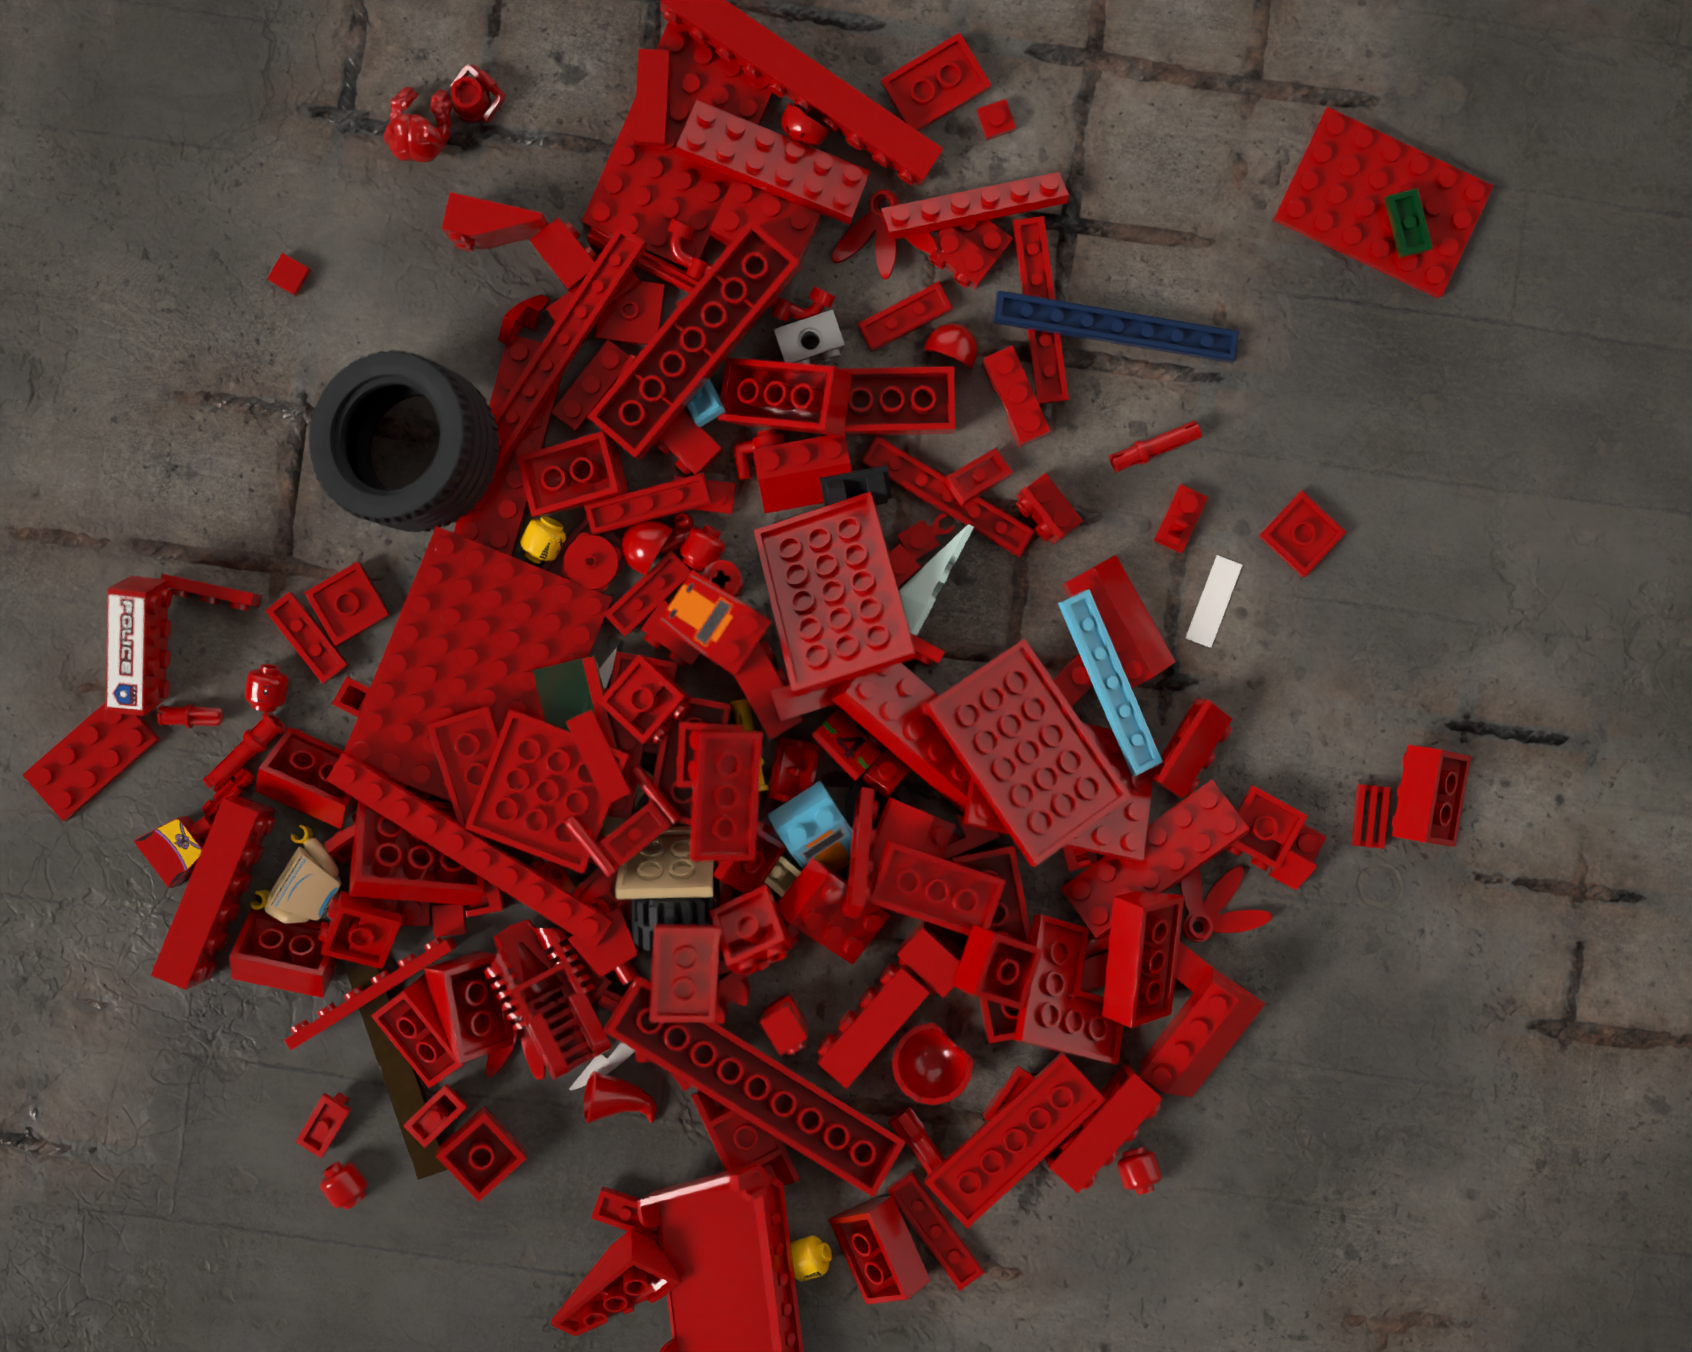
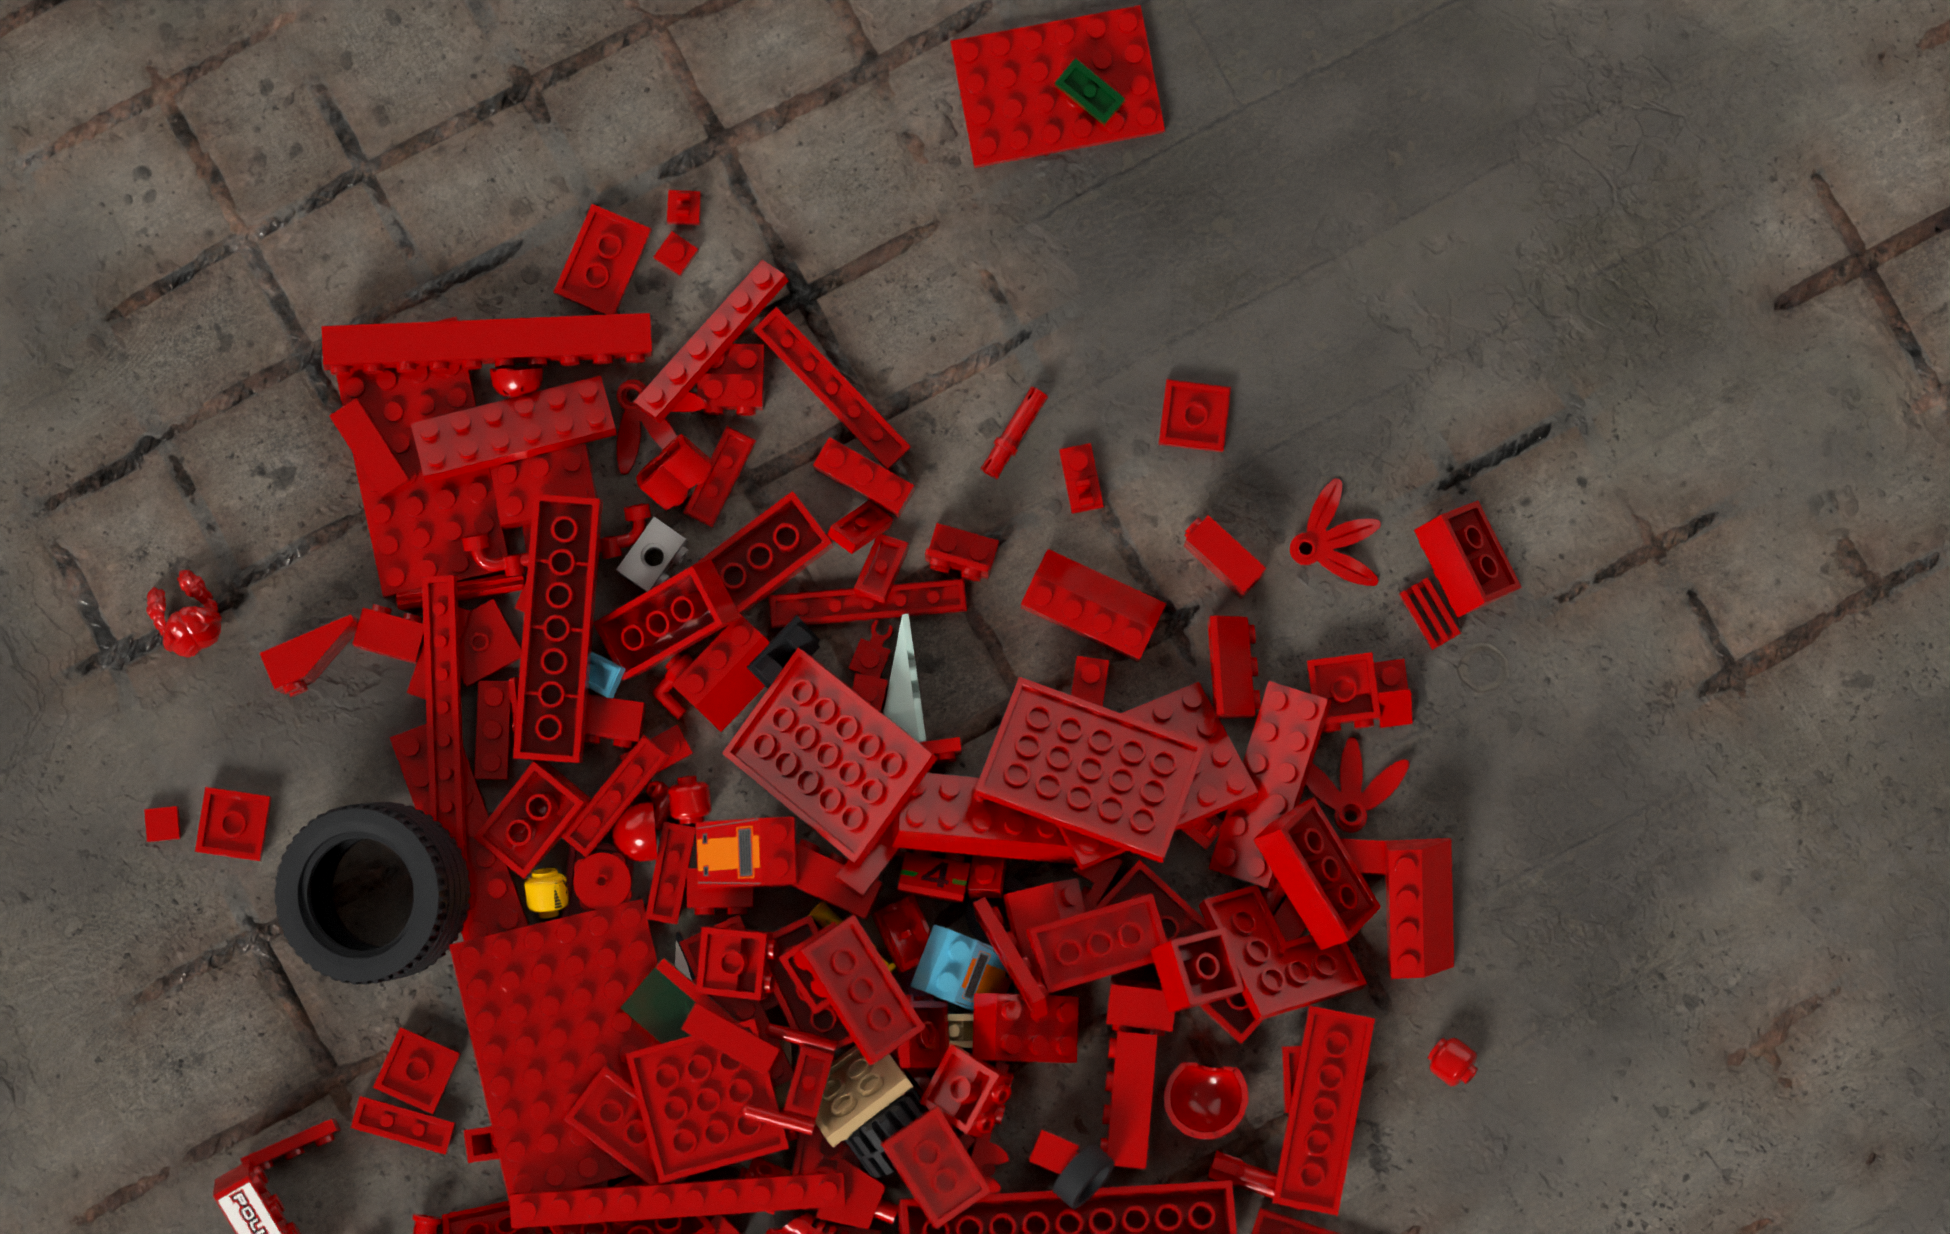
camera: 35 degrees left, 5 degrees down
(266, 688) = (399, 1193): red head -> none
(341, 313) = (233, 824): none -> red plate
(472, 98) = (213, 559): red piece -> none
(523, 314) = (391, 711): red slope -> none
(720, 567) = (729, 802): red piece -> none
(793, 1062) = (1083, 1176): none -> black tyre
(872, 287) = (674, 472): none -> red brick
(954, 341) = (778, 468): red helmet -> none
(984, 433) = (860, 527): none -> red plate
(1027, 88) = (683, 207): none -> red tile
(1105, 1130) = (1392, 1046): red brick -> none
(1110, 682) = (1119, 661): medium azure plate -> none
(1115, 326) = (905, 356): dark blue tile -> none
(1213, 601) = (1161, 527): white sticker -> none
(1248, 658) = (1223, 555): none -> red brick
(1332, 703) = (1337, 537): none -> red plant

